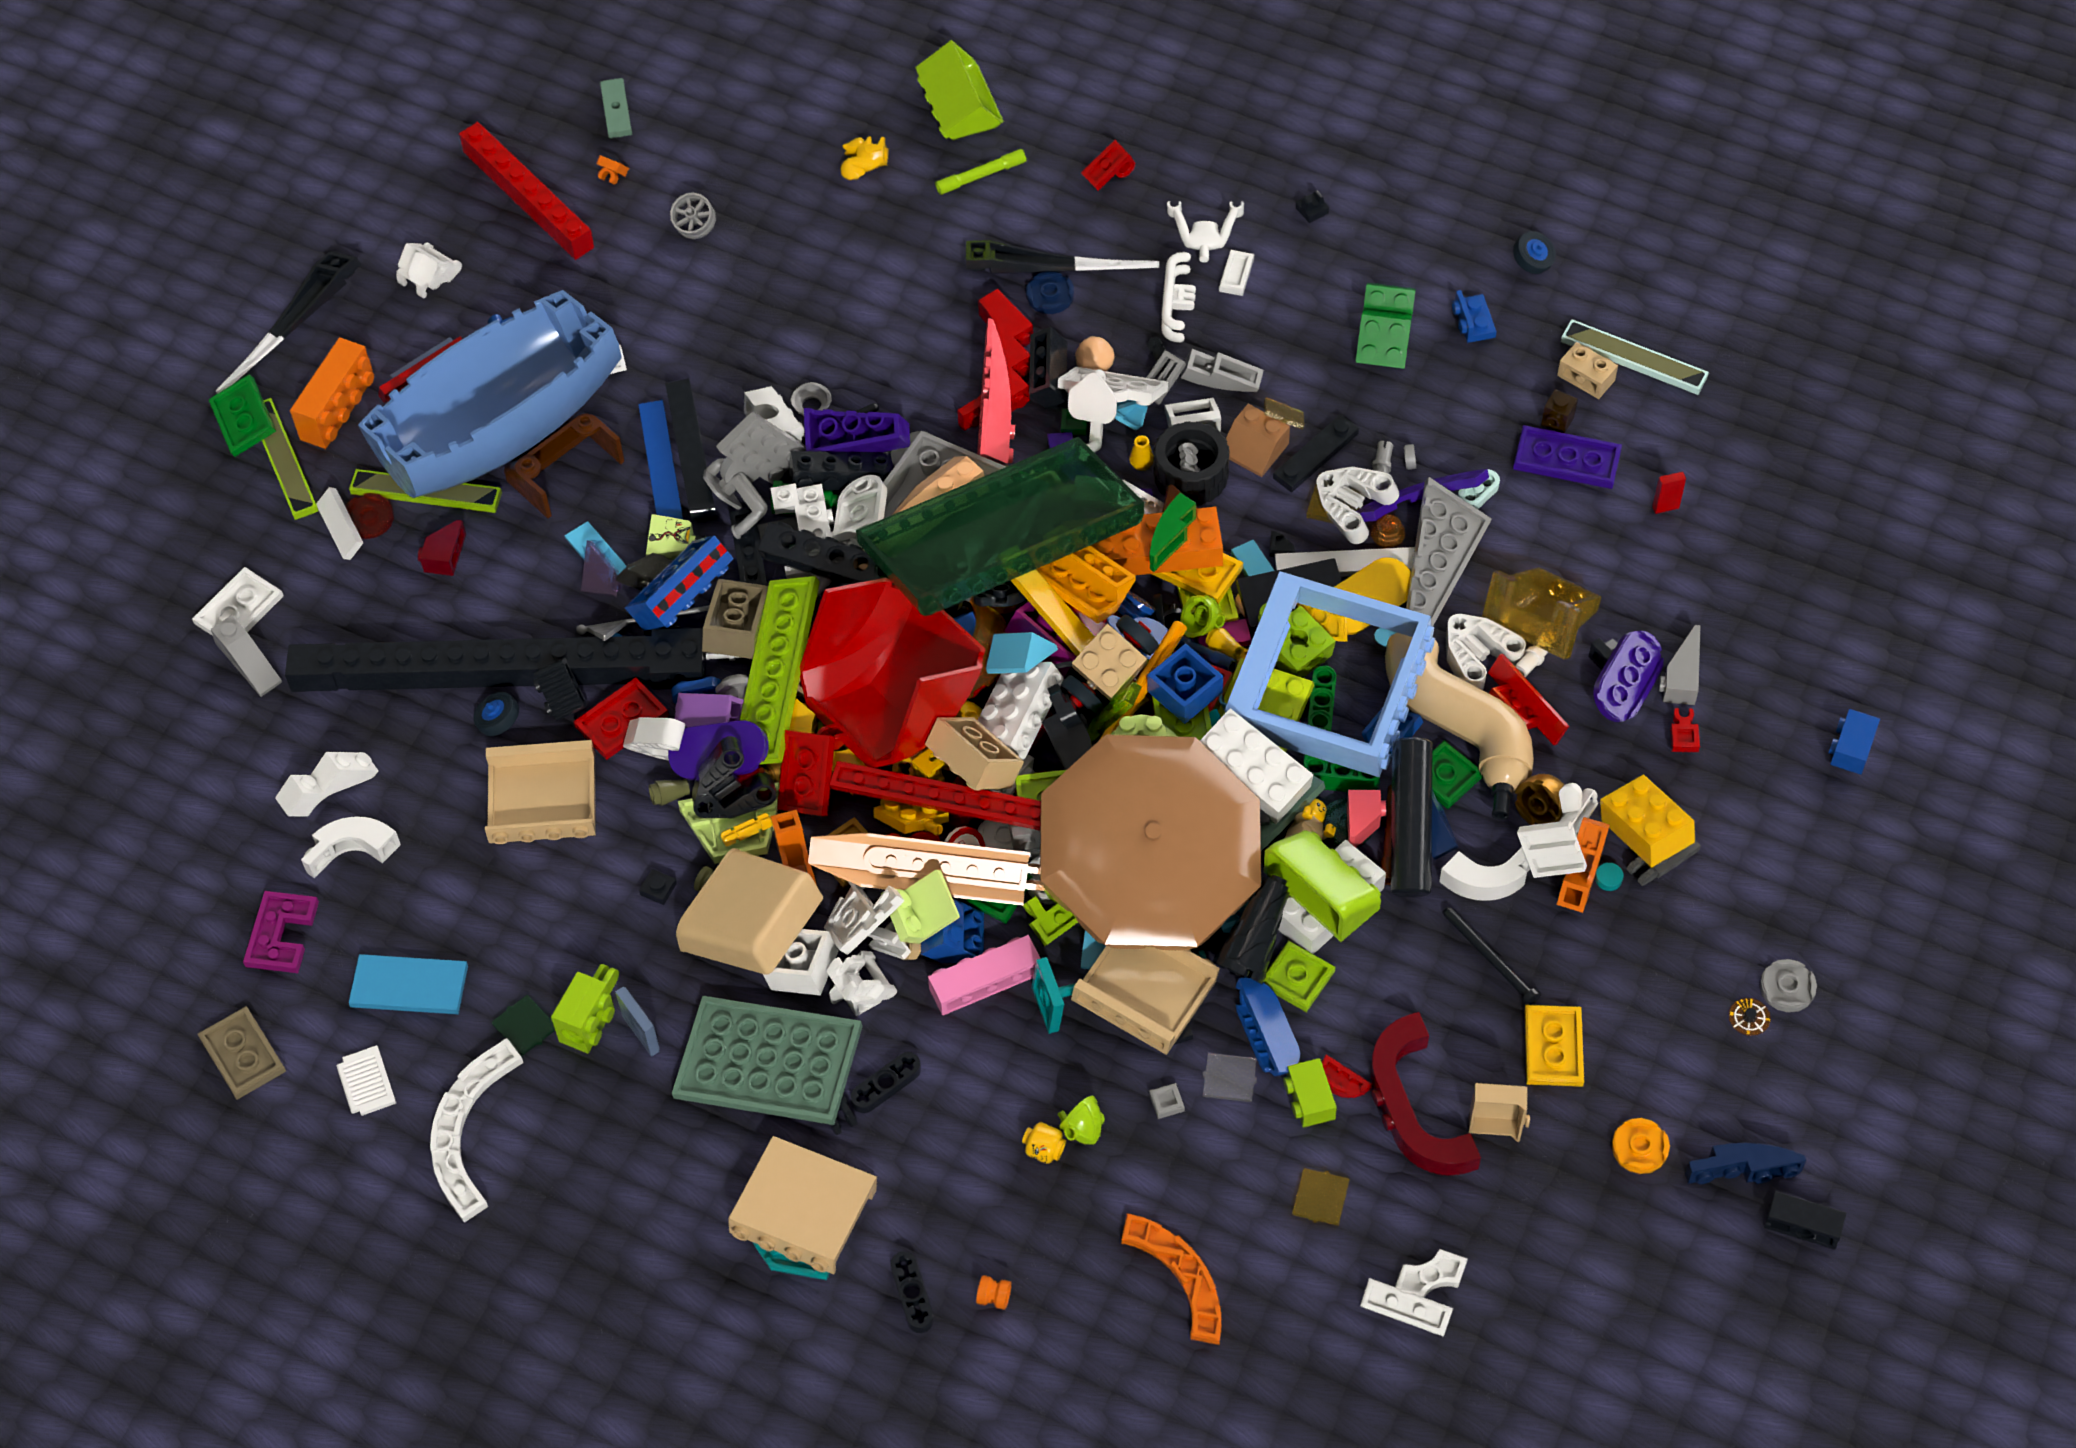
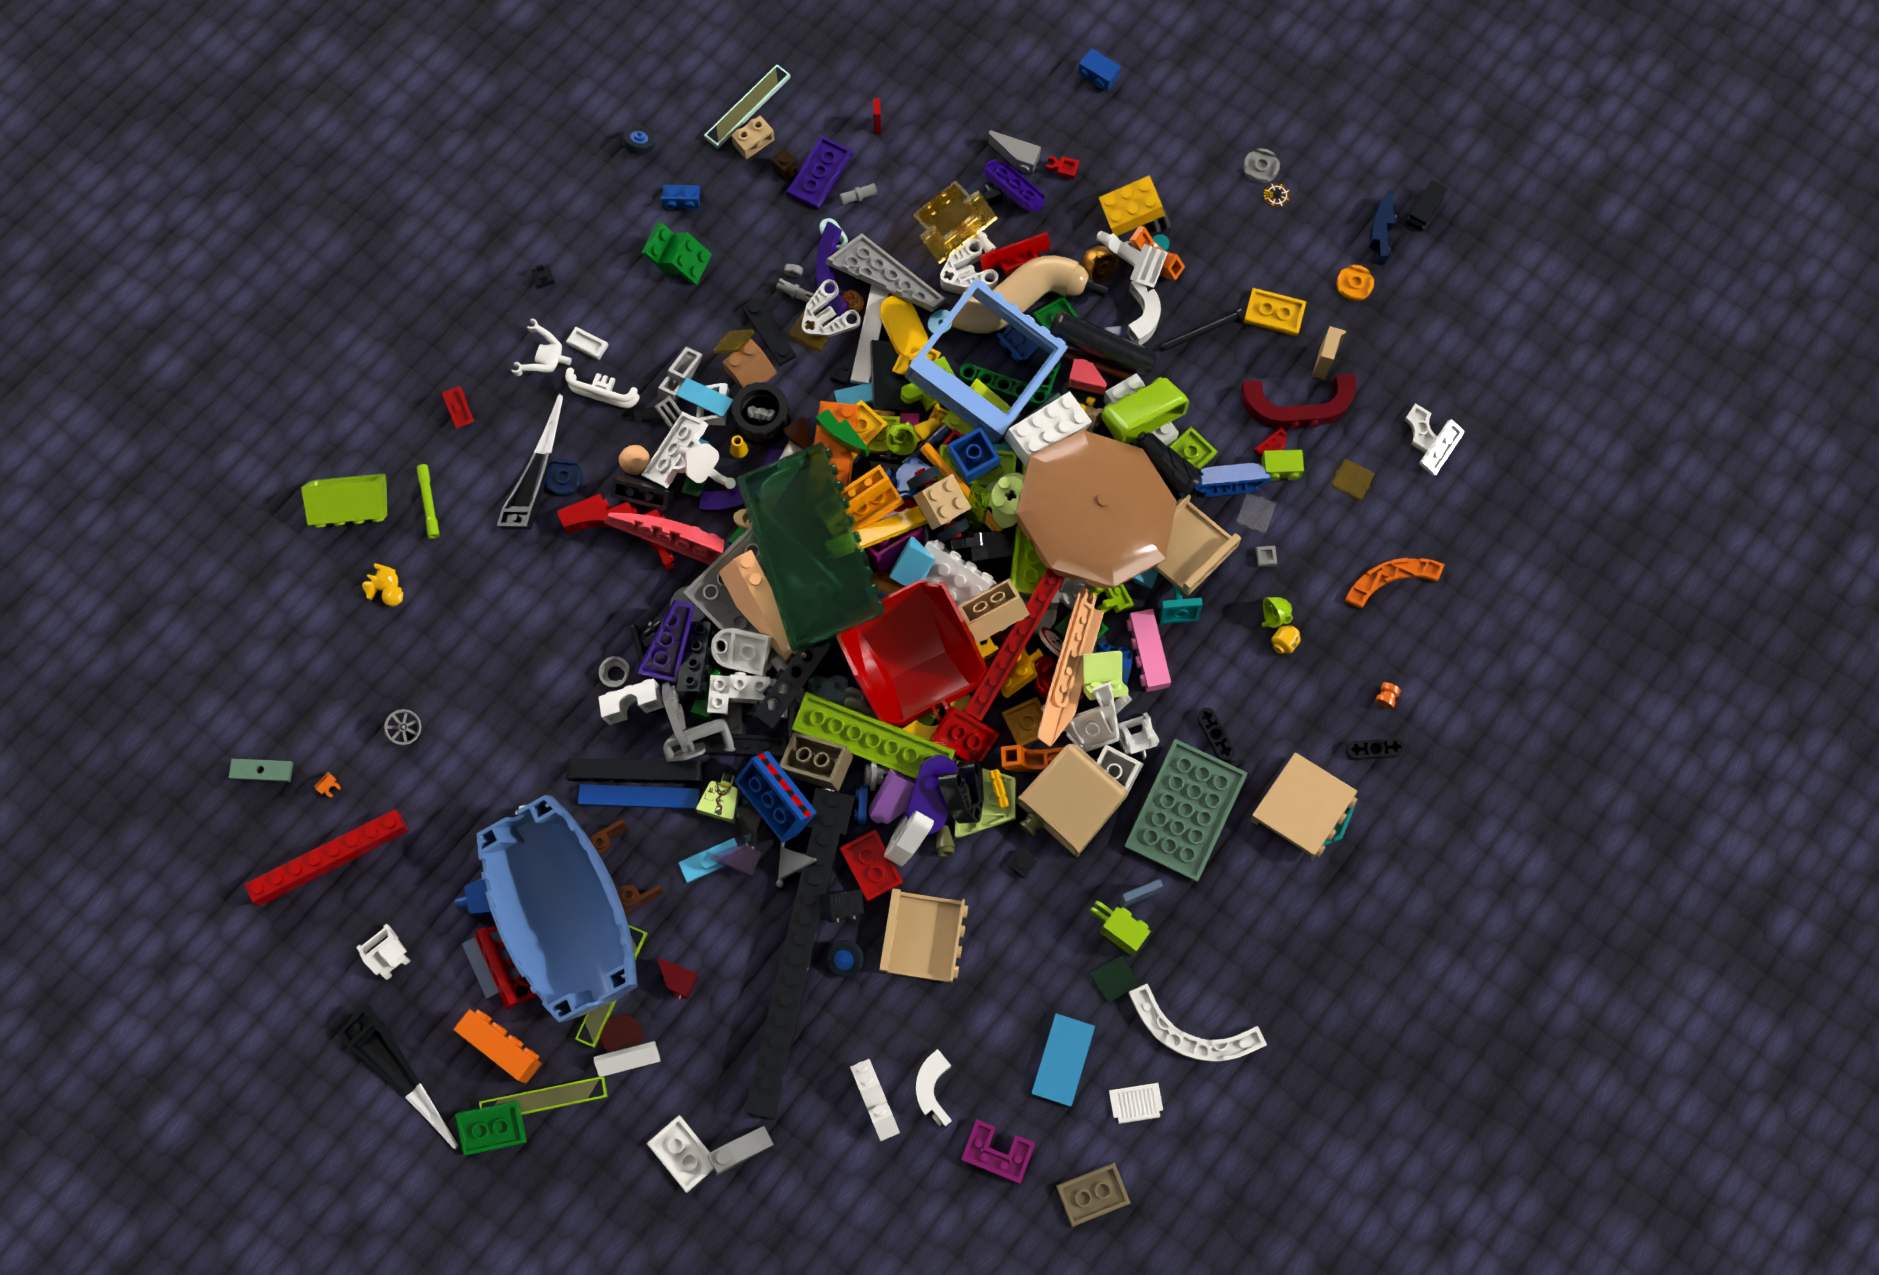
camera: 80 degrees left, 15 degrees up
(1193, 397) = (705, 397): none -> medium azure piece
(1550, 504) = (858, 194): none -> light grey pin

